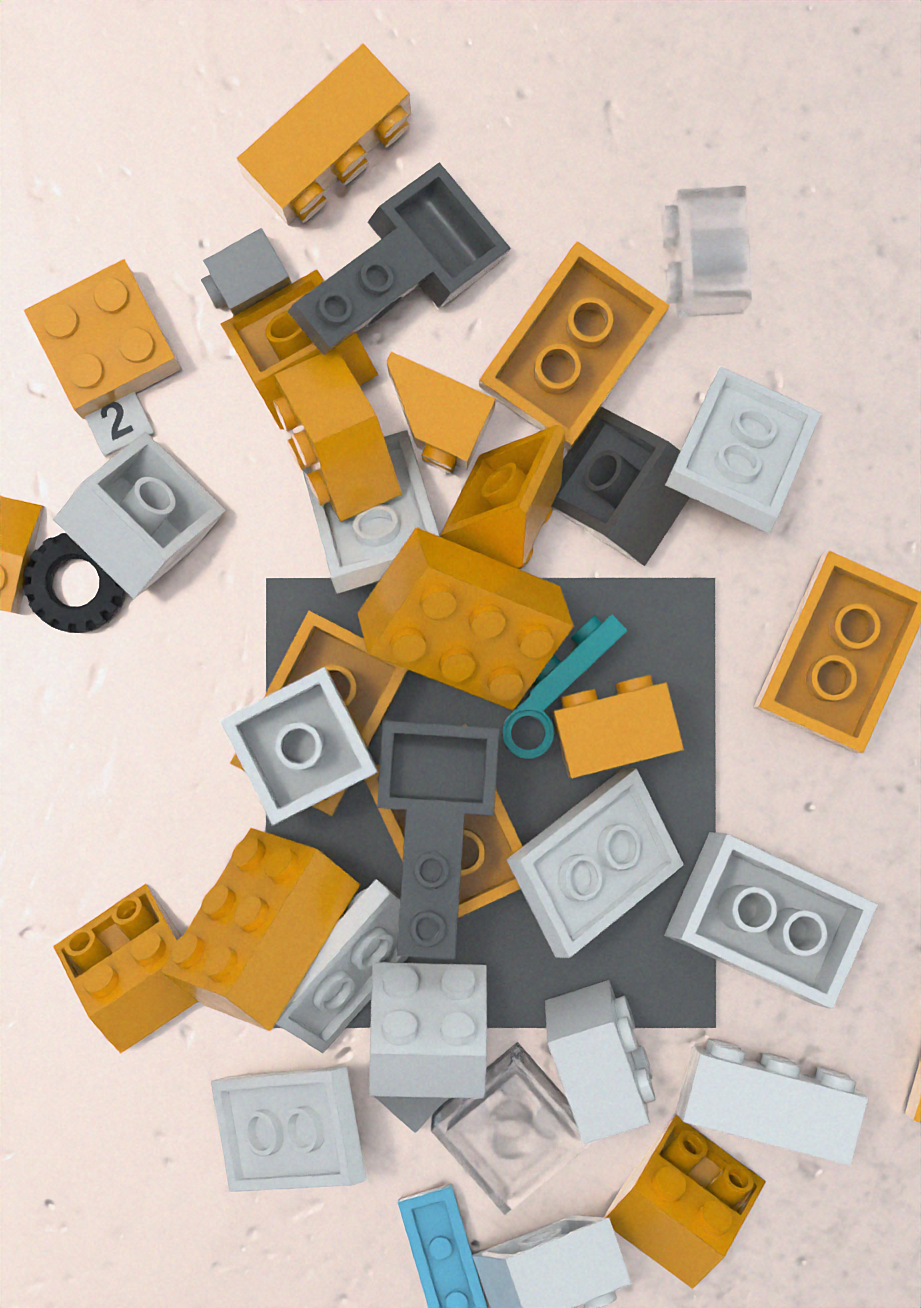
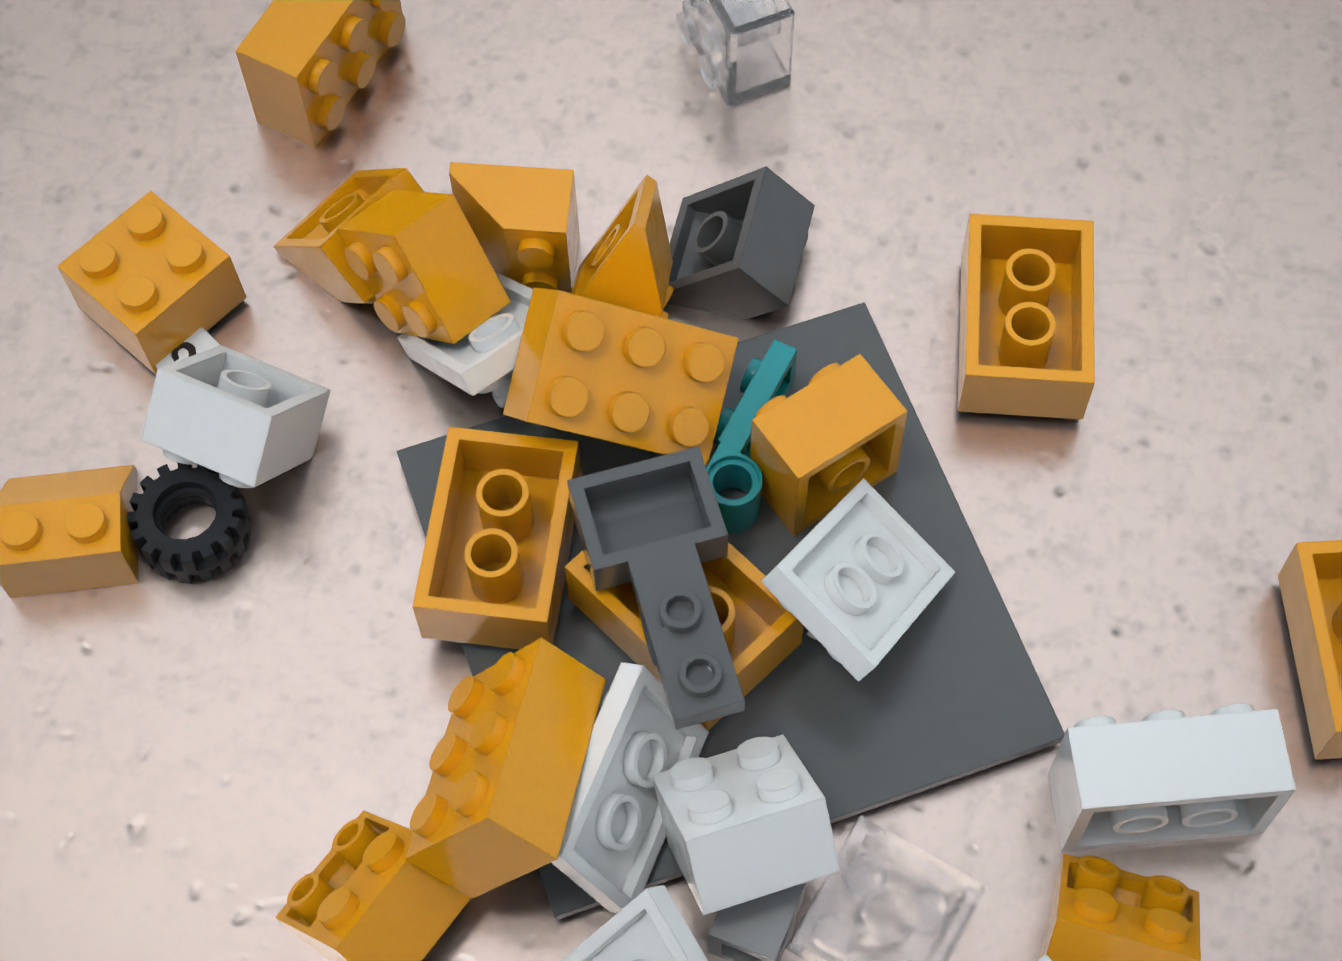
camera: 20 degrees left, 25 degrees down
(244, 273) = (283, 183): light grey brick -> none
(299, 745) = (483, 538): white brick -> none
(428, 240) = (437, 98): dark grey plate -> none
(573, 344) = (635, 118): light orange brick -> none
(599, 1061) = (957, 793): white brick -> none
(744, 449) = (842, 173): white plate -> none
(771, 919) = (1076, 587): white brick -> none

